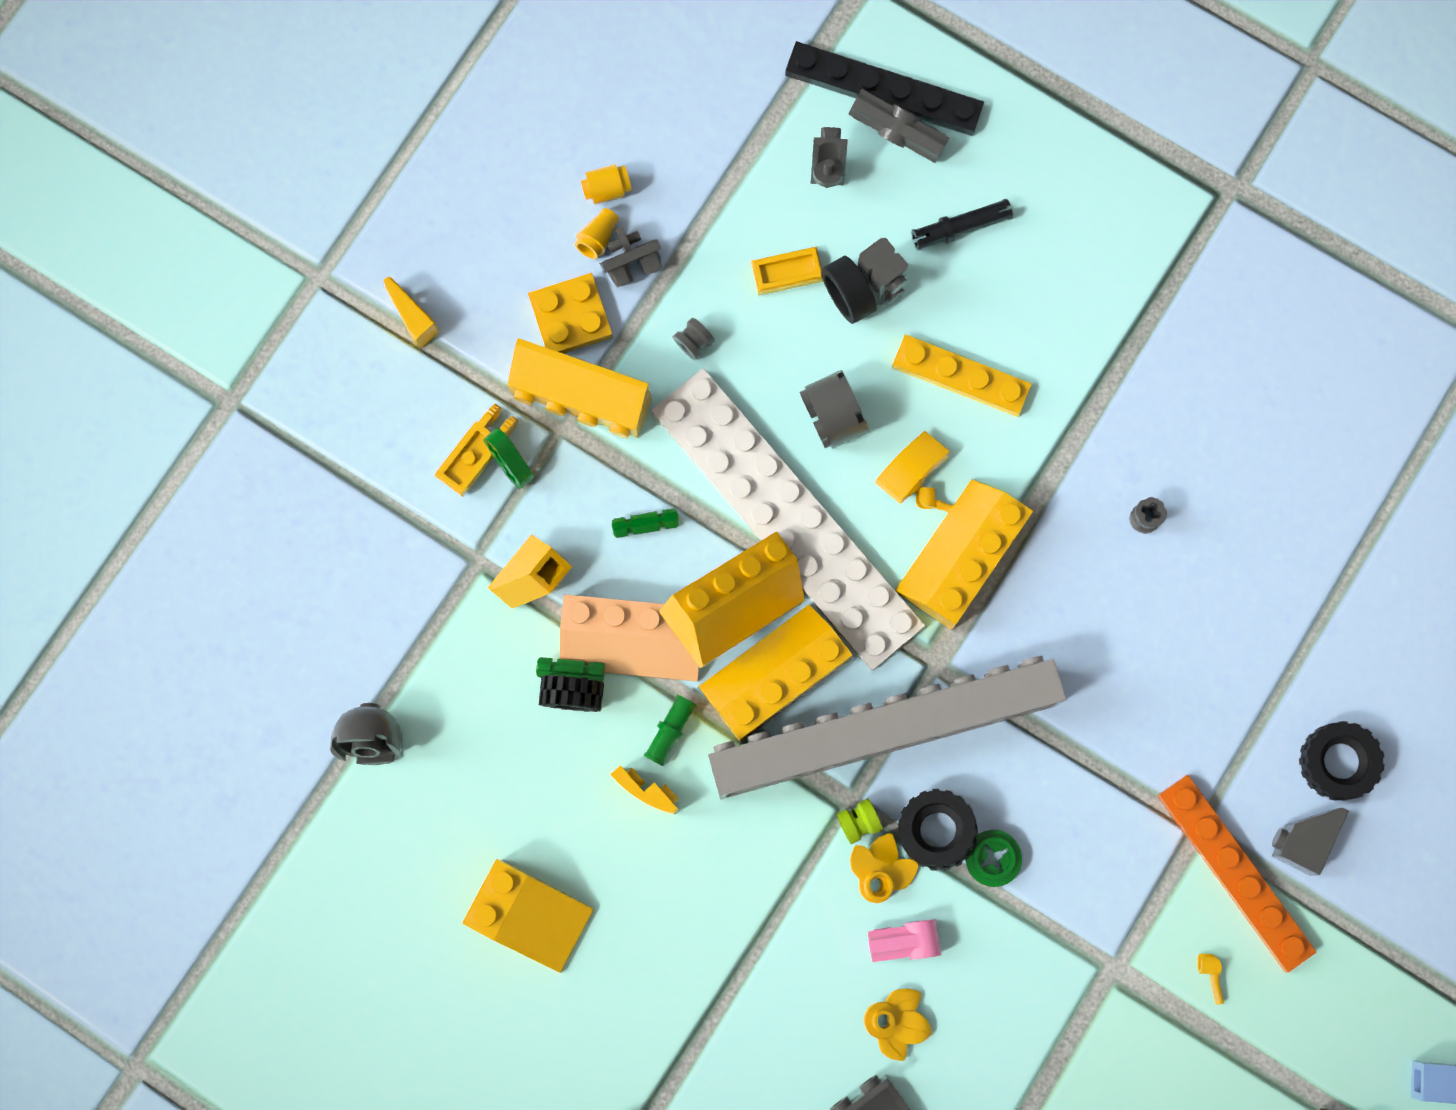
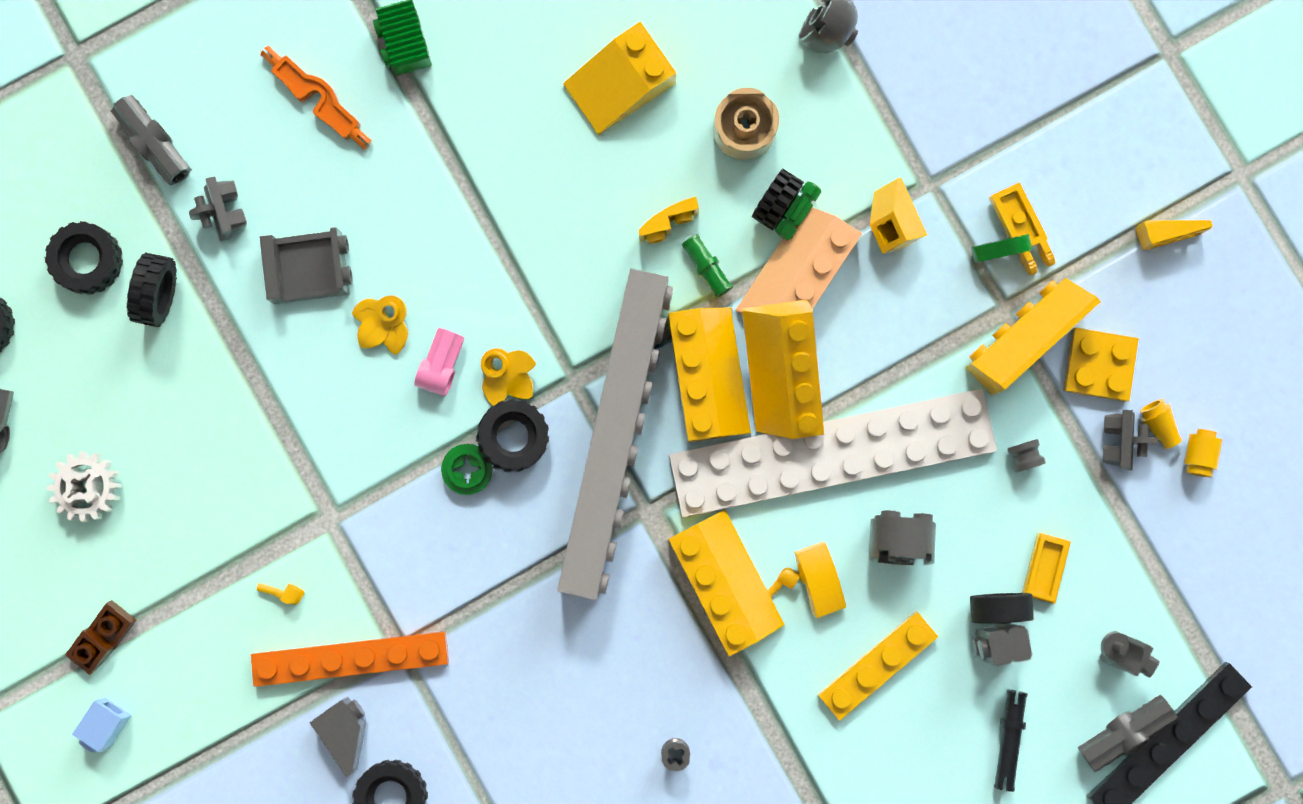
camera: 115 degrees right, 5 degrees up
(492, 757) = (761, 115): none -> tan brick
(645, 523) = (889, 334): green axle -> none
(859, 821) = (553, 377): lime wheel -> none

